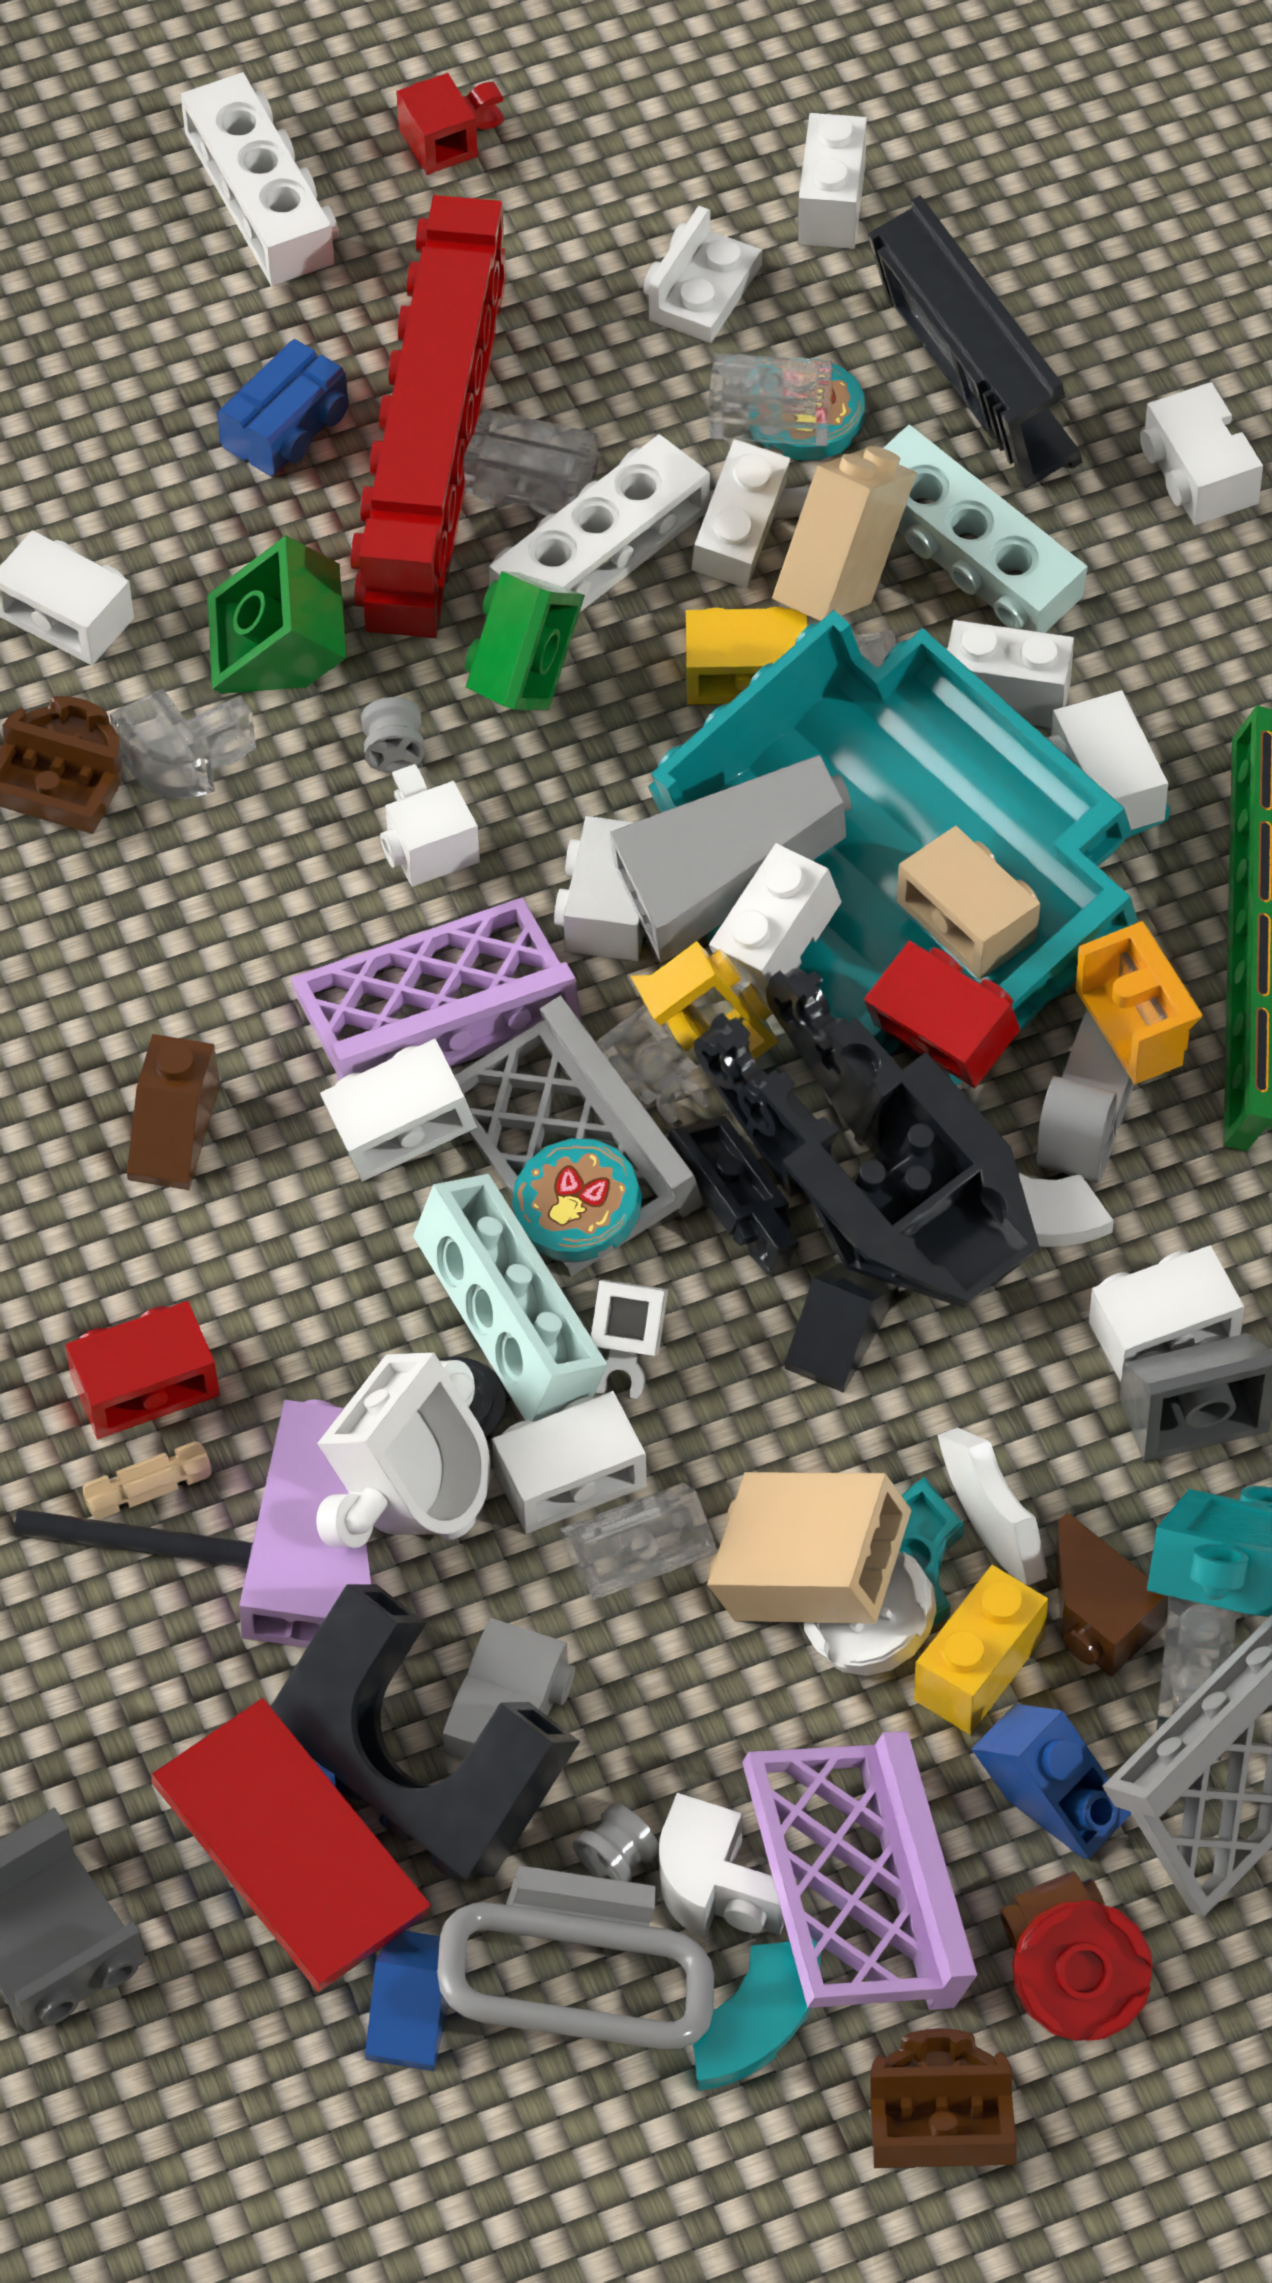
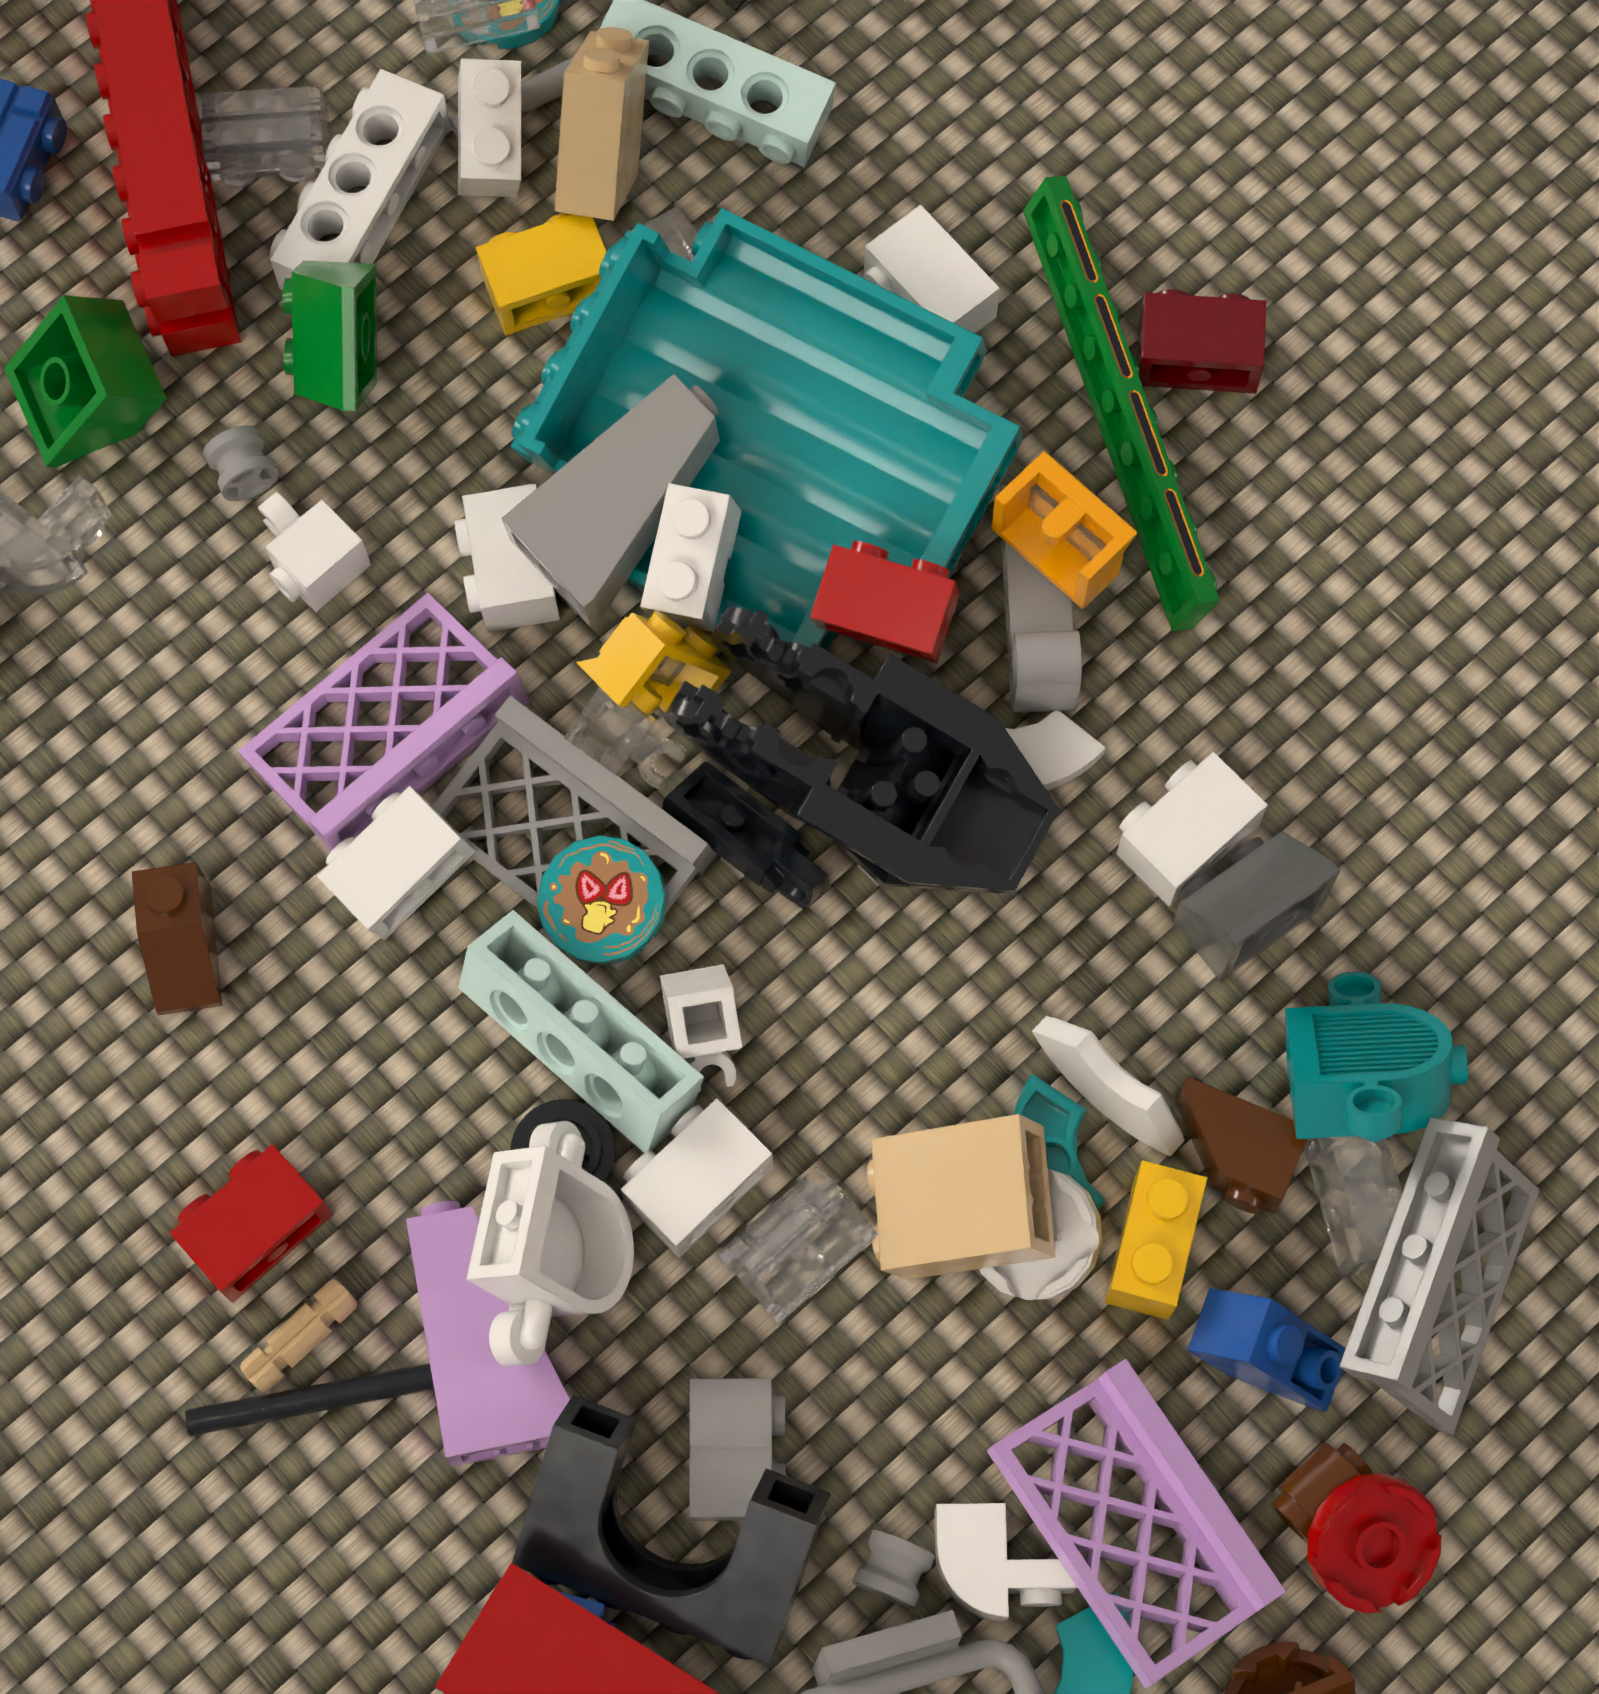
camera: 20 degrees left, 15 degrees up
(838, 1325) = (892, 943): black slope -> none
(968, 901) = (864, 474): tan brick -> none
(1019, 665) = (806, 206): white brick -> none

